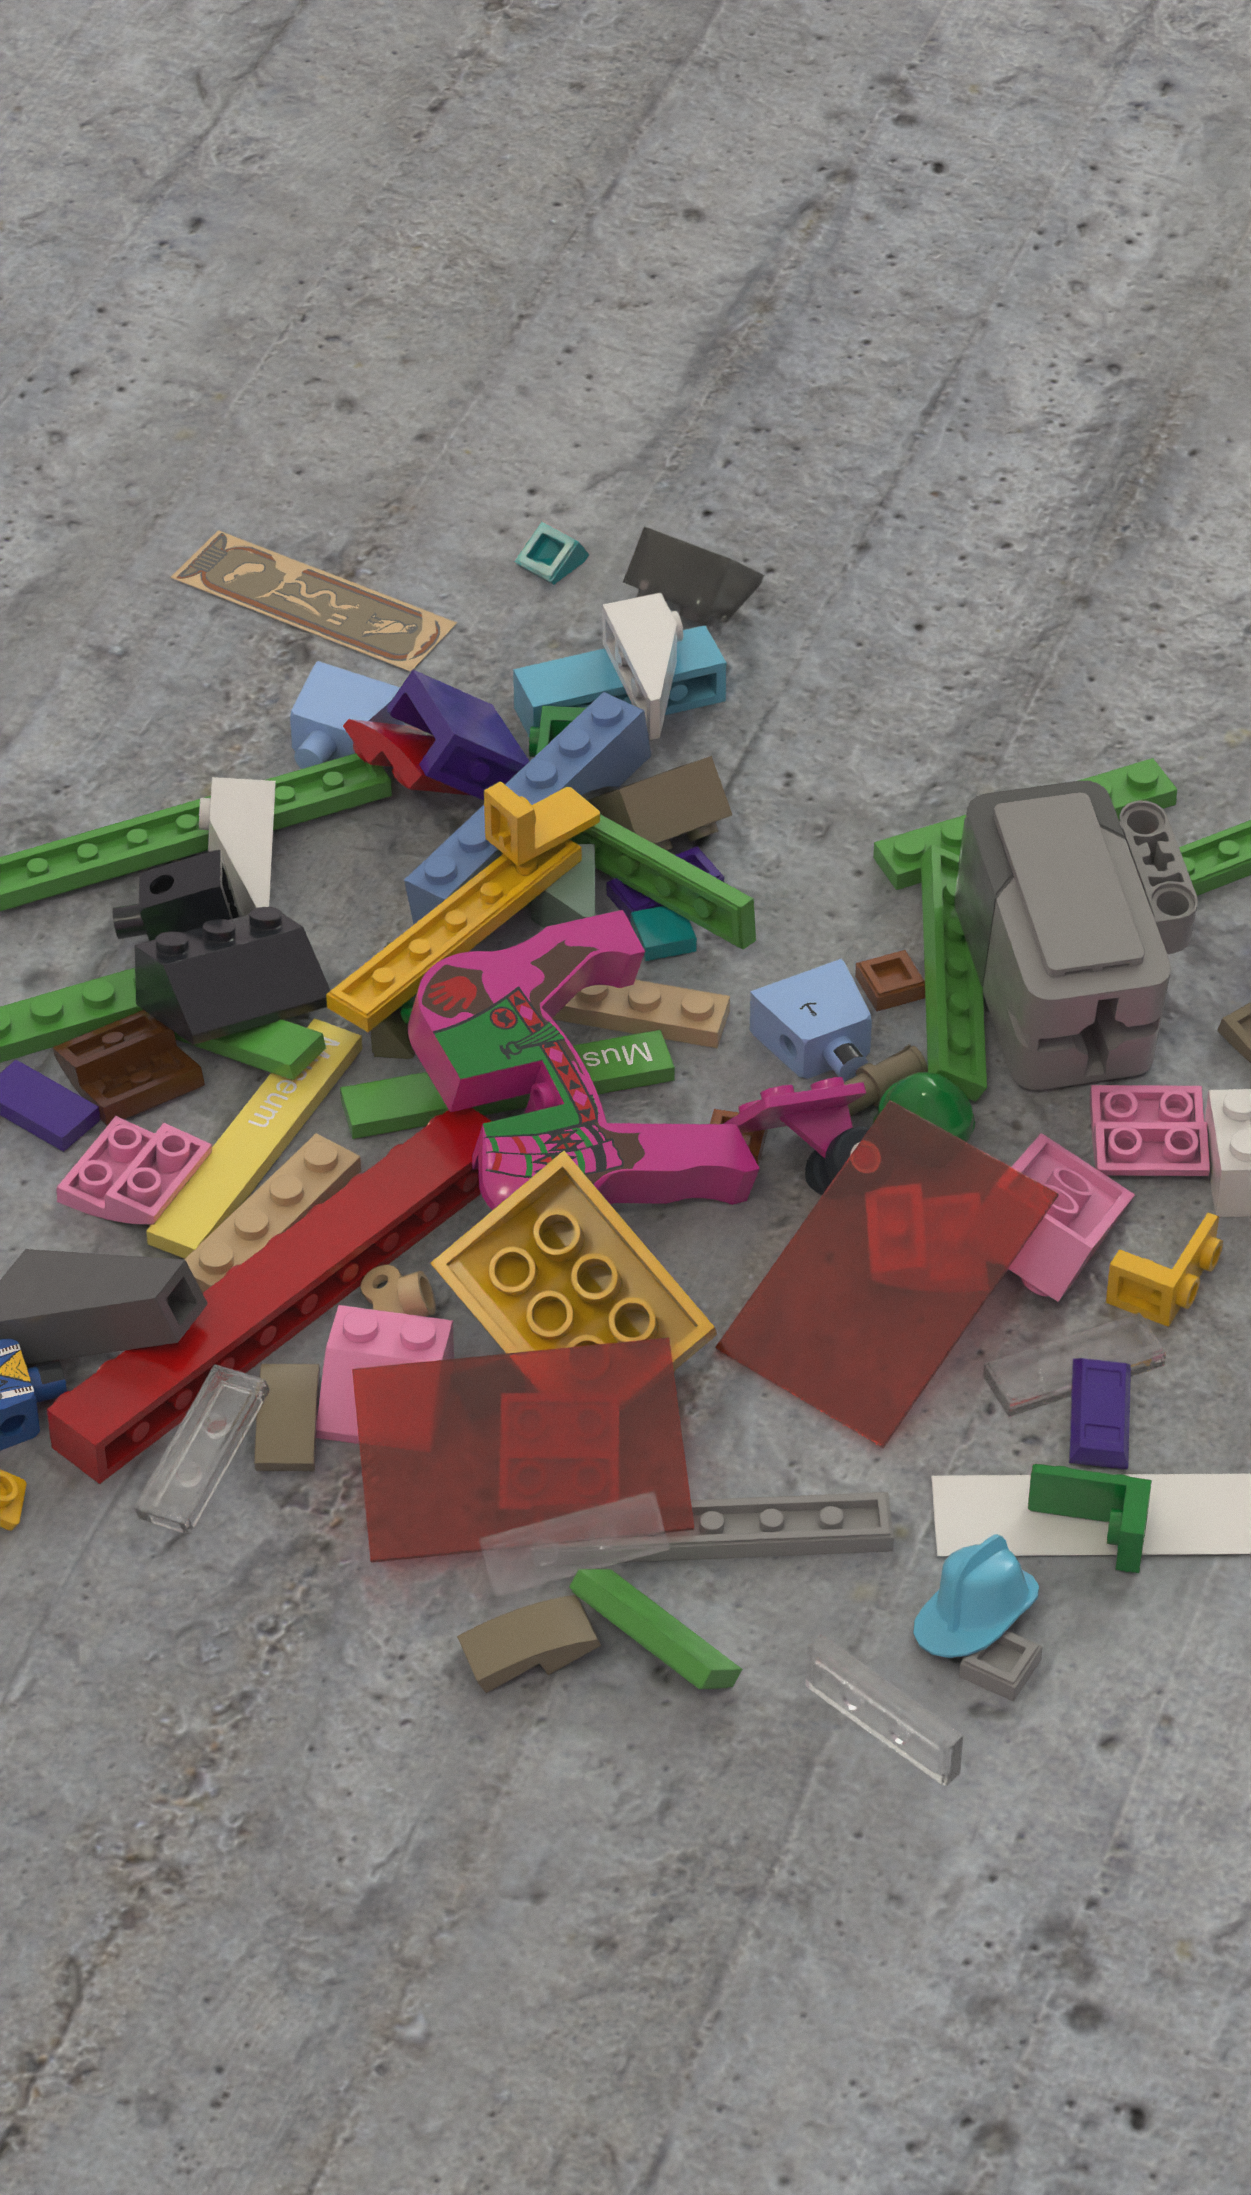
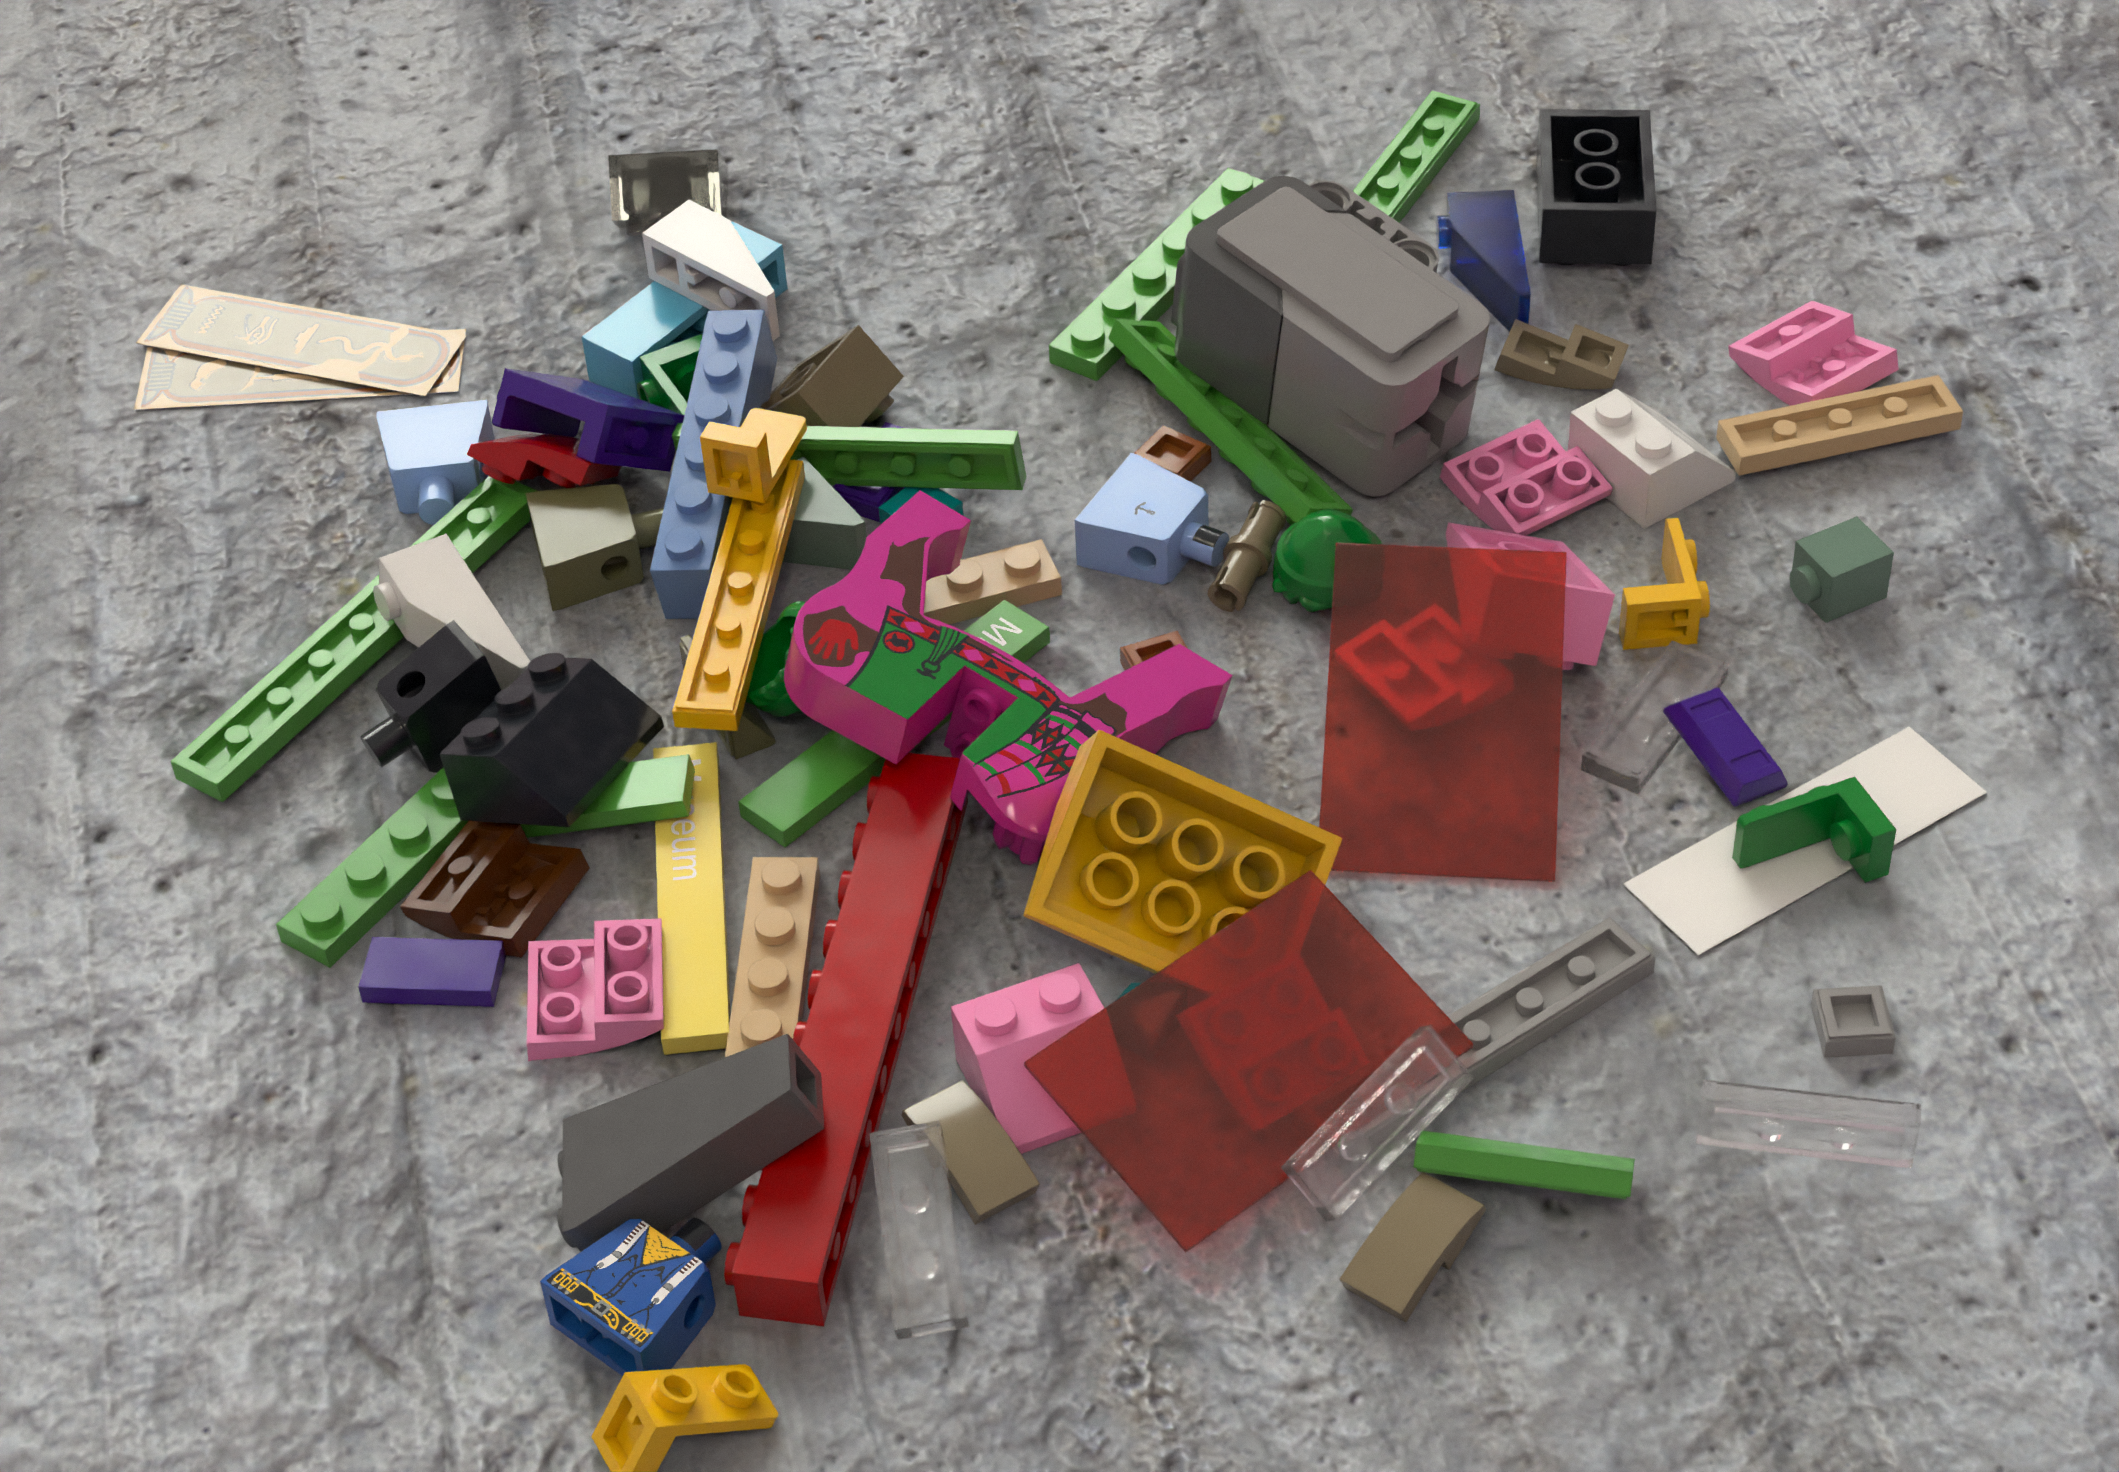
camera: 30 degrees left, 0 degrees up
(331, 576) = (302, 340): none -> sticker
(389, 834) = (589, 541): none -> olive torso
(401, 1294) = (978, 974): tan piece -> none
(551, 554) = (509, 229): teal slope -> none
(817, 1117) = (1280, 634): dark pink plate -> none
(976, 1600) = (1786, 978): medium azure piece -> none

